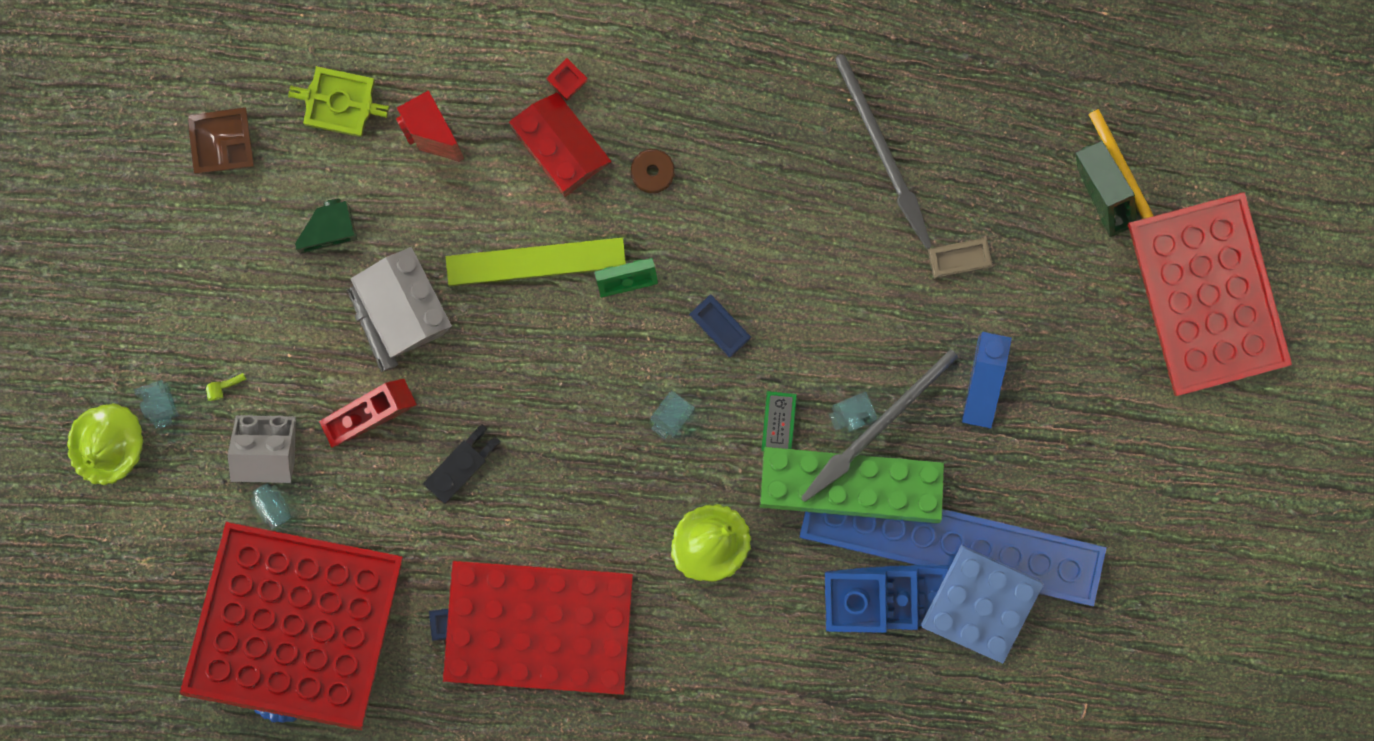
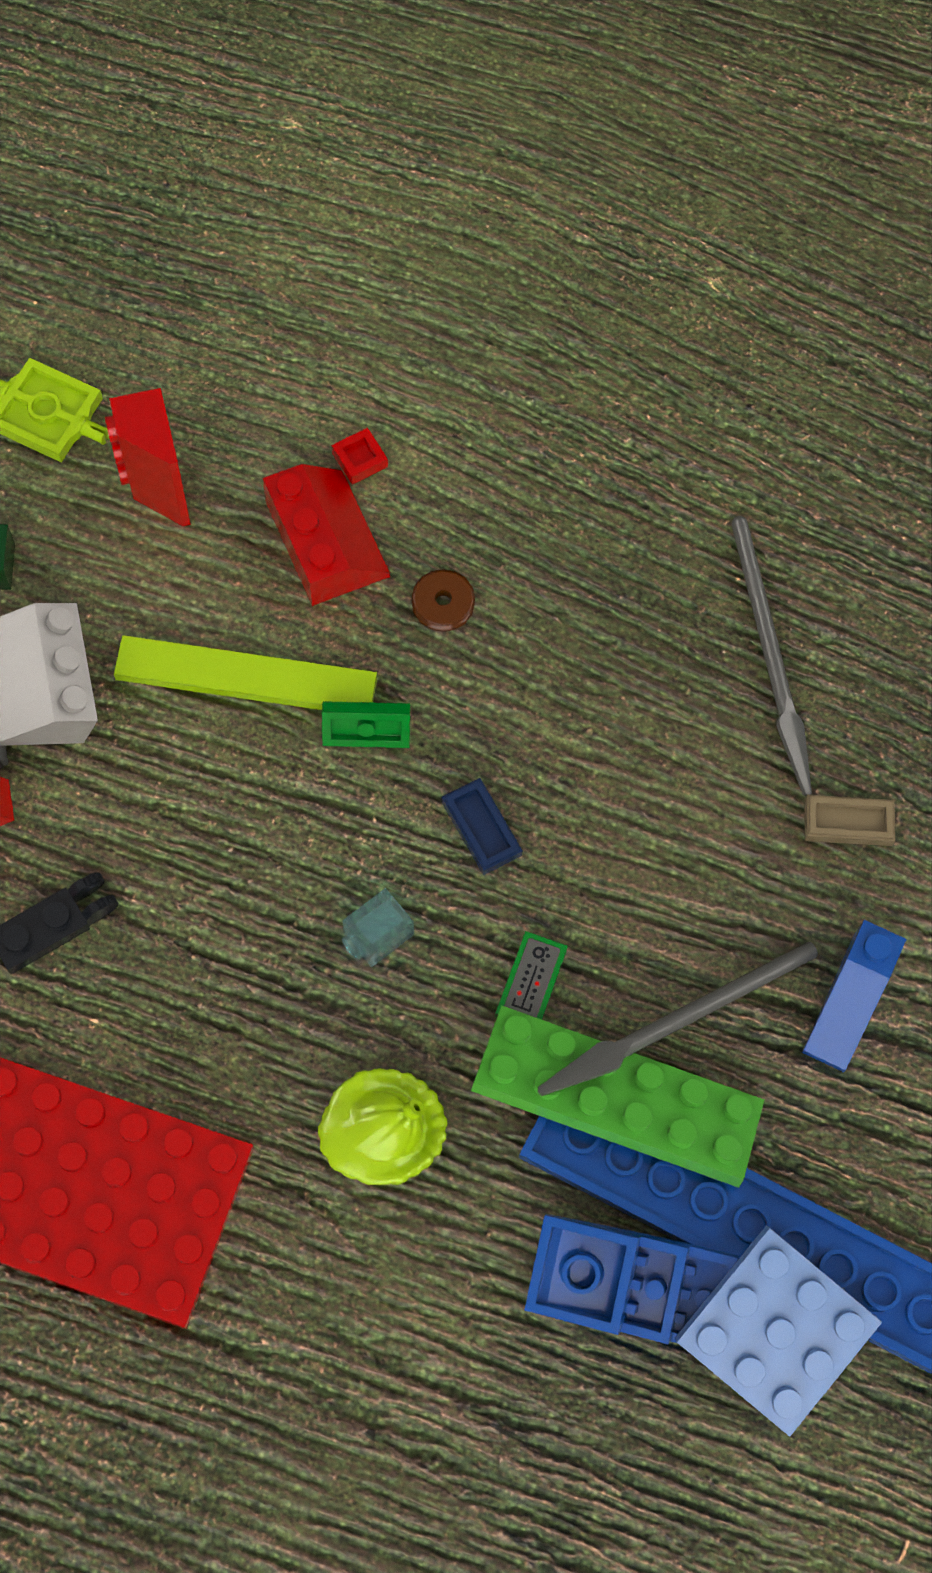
camera: 10 degrees right, 15 degrees down
(852, 412) = (644, 991): clear light blue brick -> none

